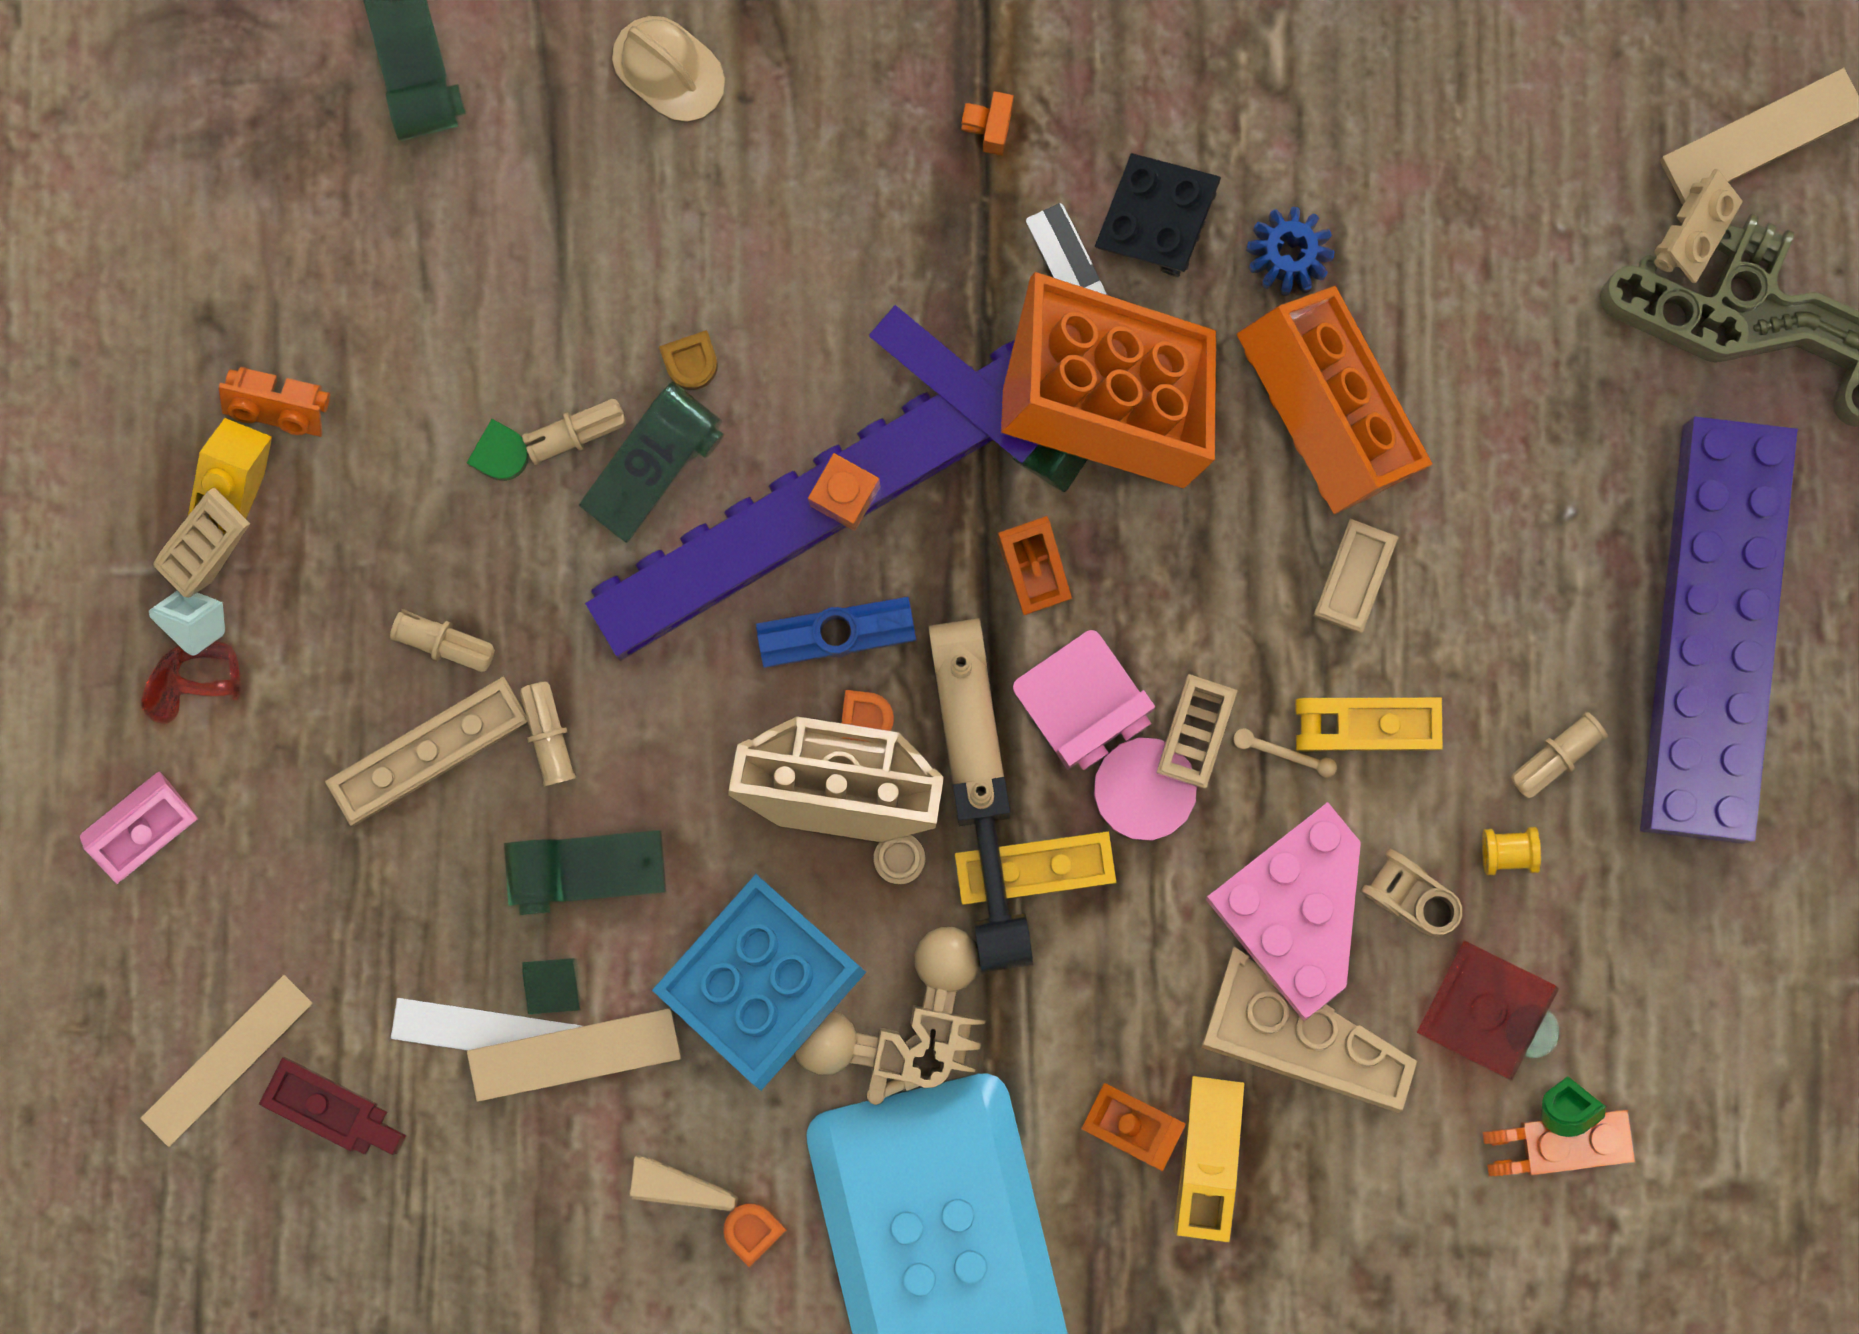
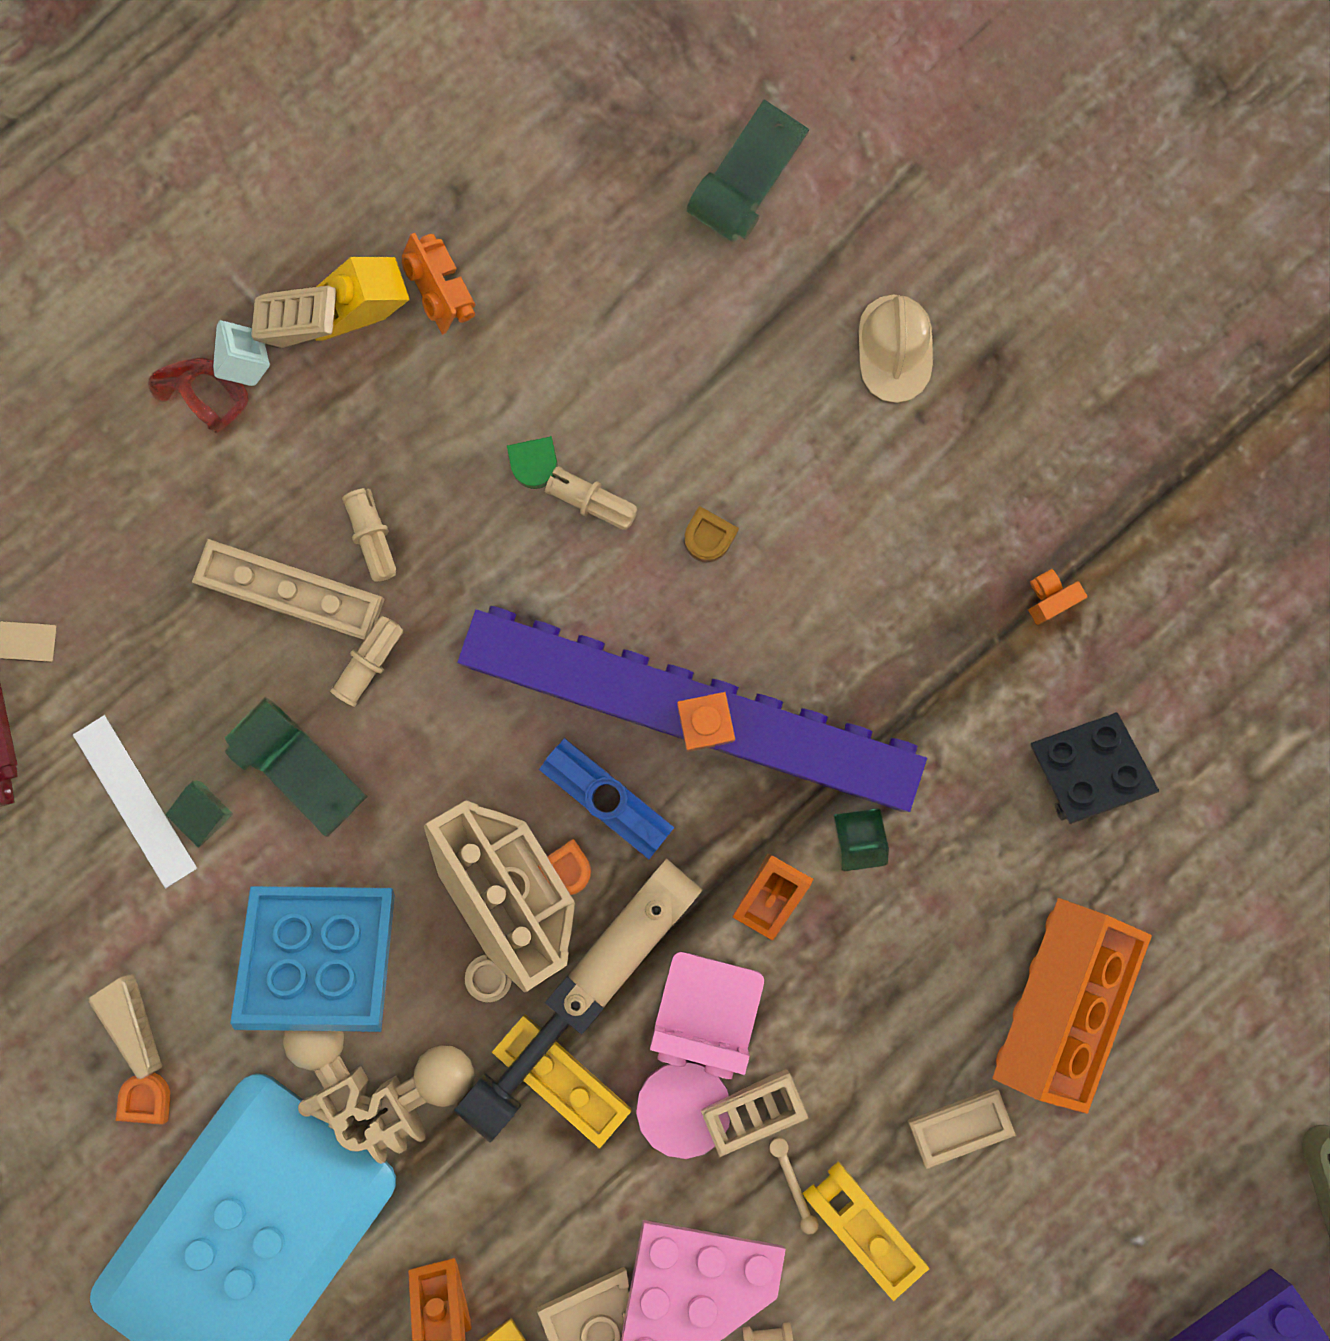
camera: 50 degrees right, 0 degrees up
(137, 827) = (71, 441): bright pink slope -> none
(574, 1054) = (163, 870): tan tile -> none
(650, 459) = (617, 567): clear green door -> none
(947, 377) = (852, 735): dark purple sticker -> none
(1063, 248) = (997, 749): sticker -> none
(1112, 382) = (947, 842): orange slope -> none
(1296, 235) = (1162, 873): blue gear -> none

